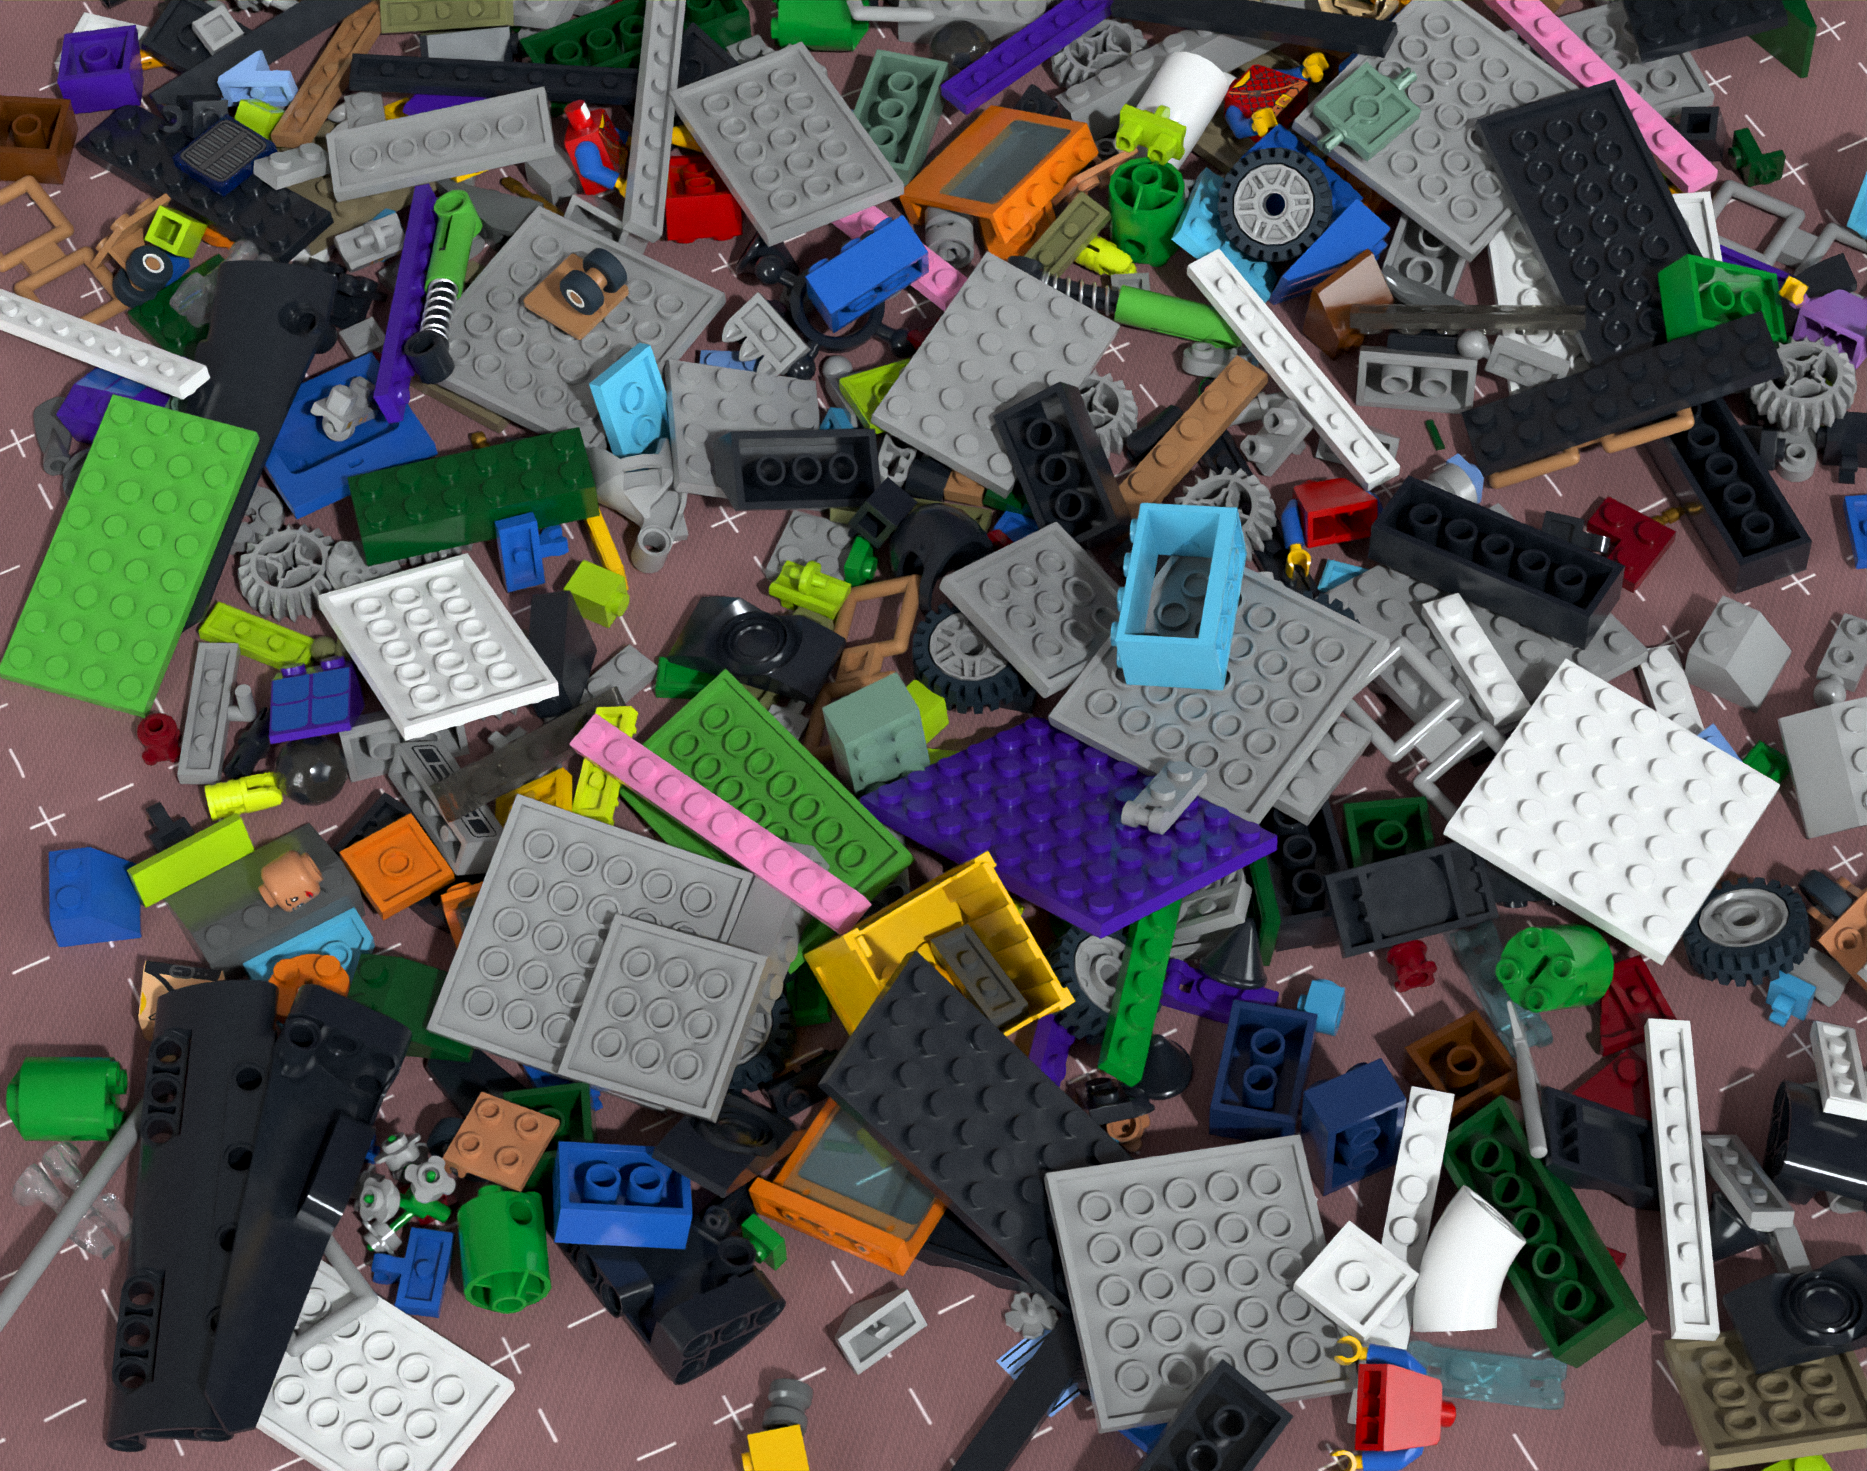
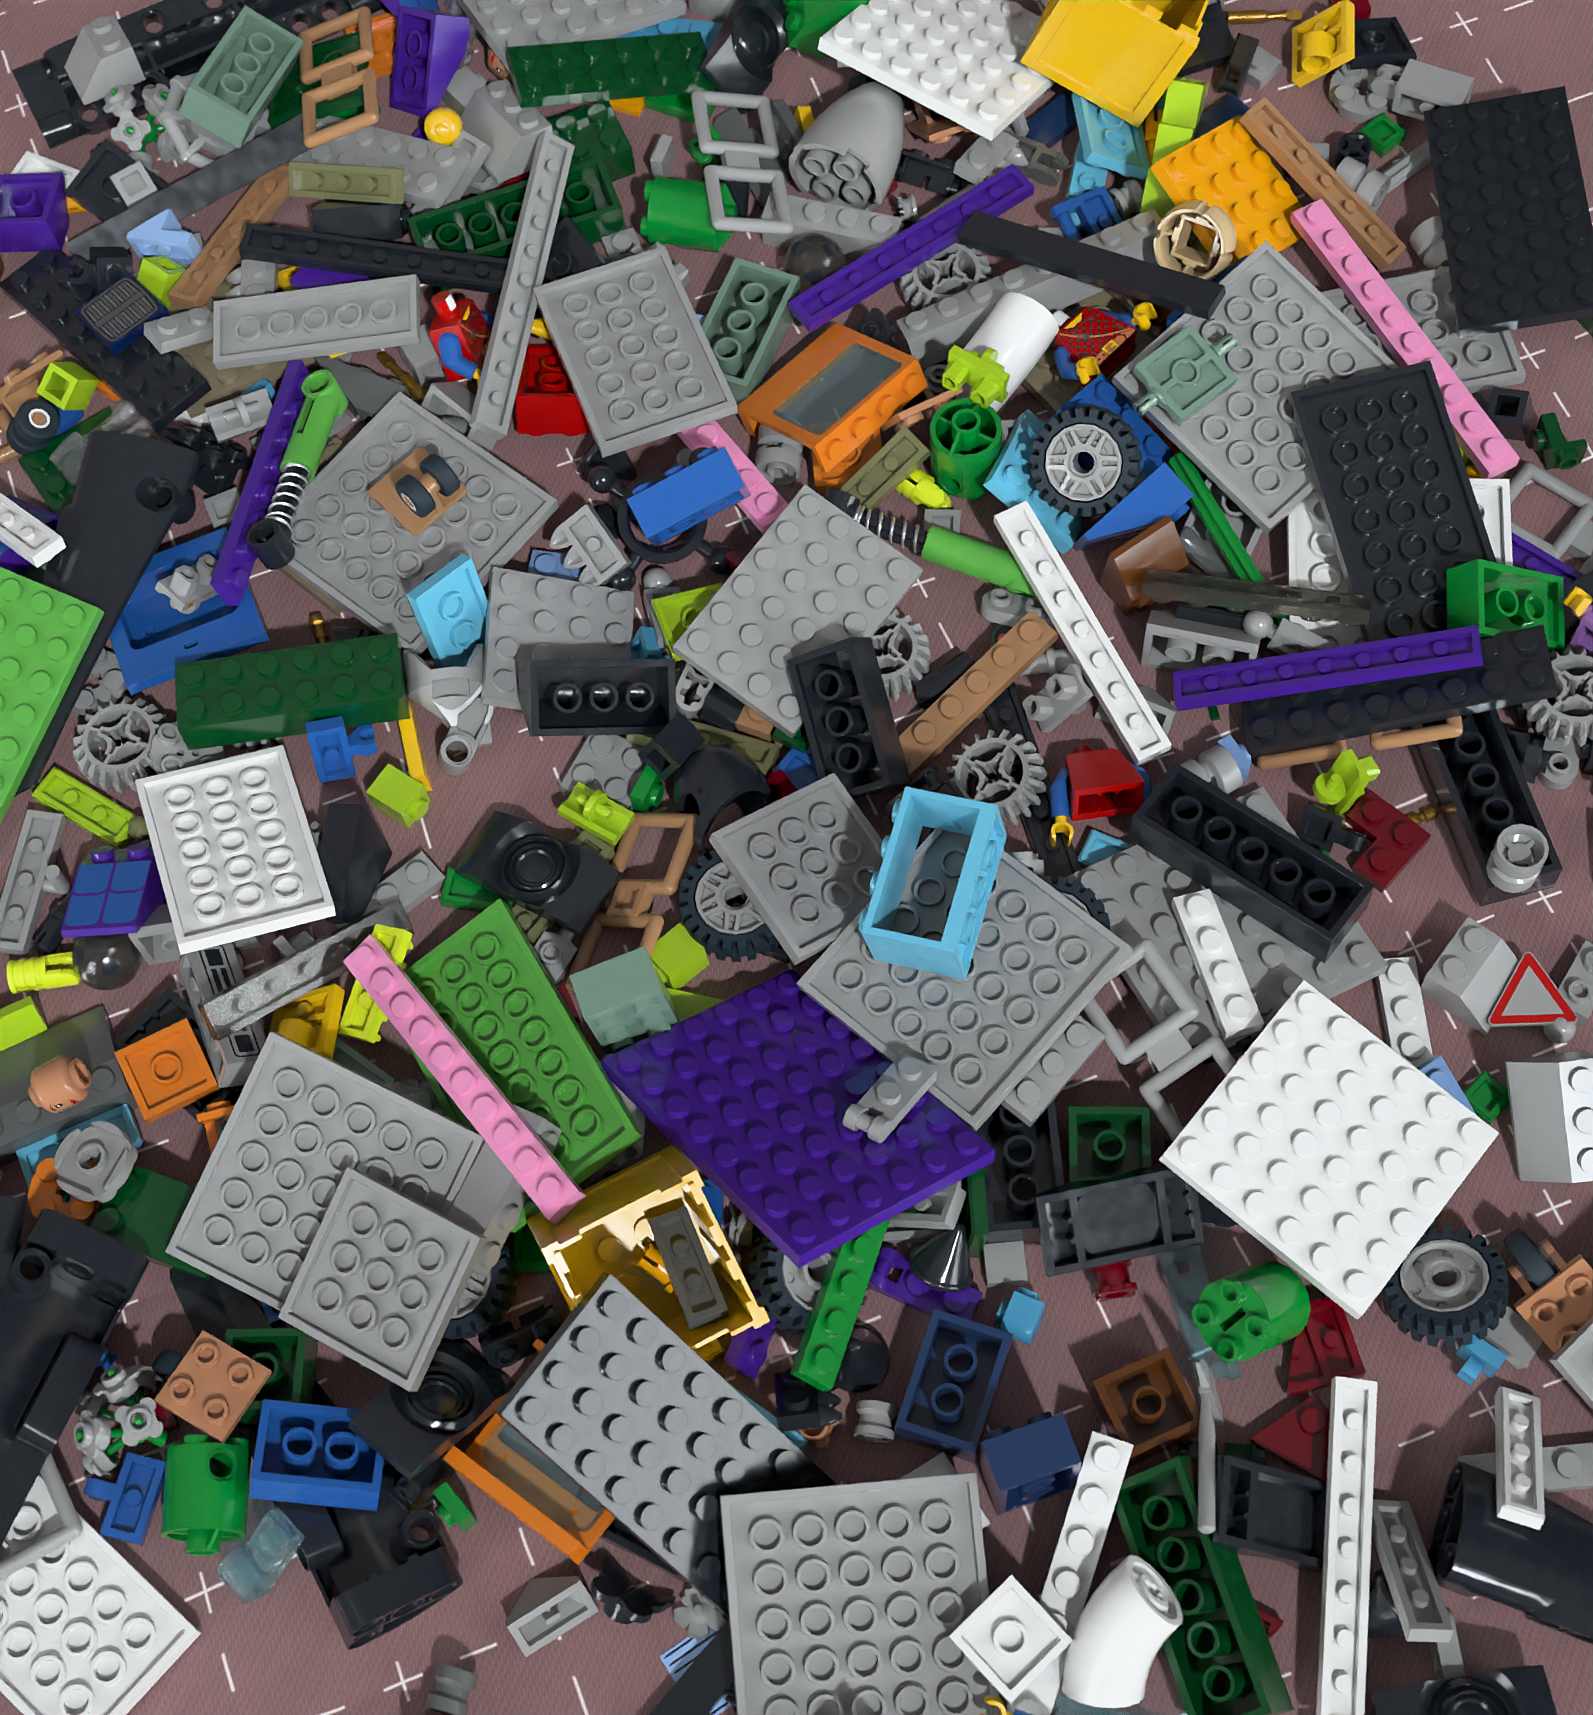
camera: 10 degrees right, 10 degrees up
(352, 965) = (108, 1175): none -> light grey plate
(568, 1312) = (257, 1564): none -> clear light blue plate
(955, 1307) = (622, 1599): none -> black animal
(1187, 1118) = (875, 1421): none -> light grey wheel
(1297, 965) = (1005, 1264): none -> light grey tile
(1417, 257) = (1216, 522): none -> green axle
(1548, 376) = (1328, 668): none -> dark purple plate
(1582, 485) = (1345, 781): none -> lime hips
(1764, 530) = (1517, 858): none -> light grey wheel
(1796, 669) = (1530, 998): none -> piece

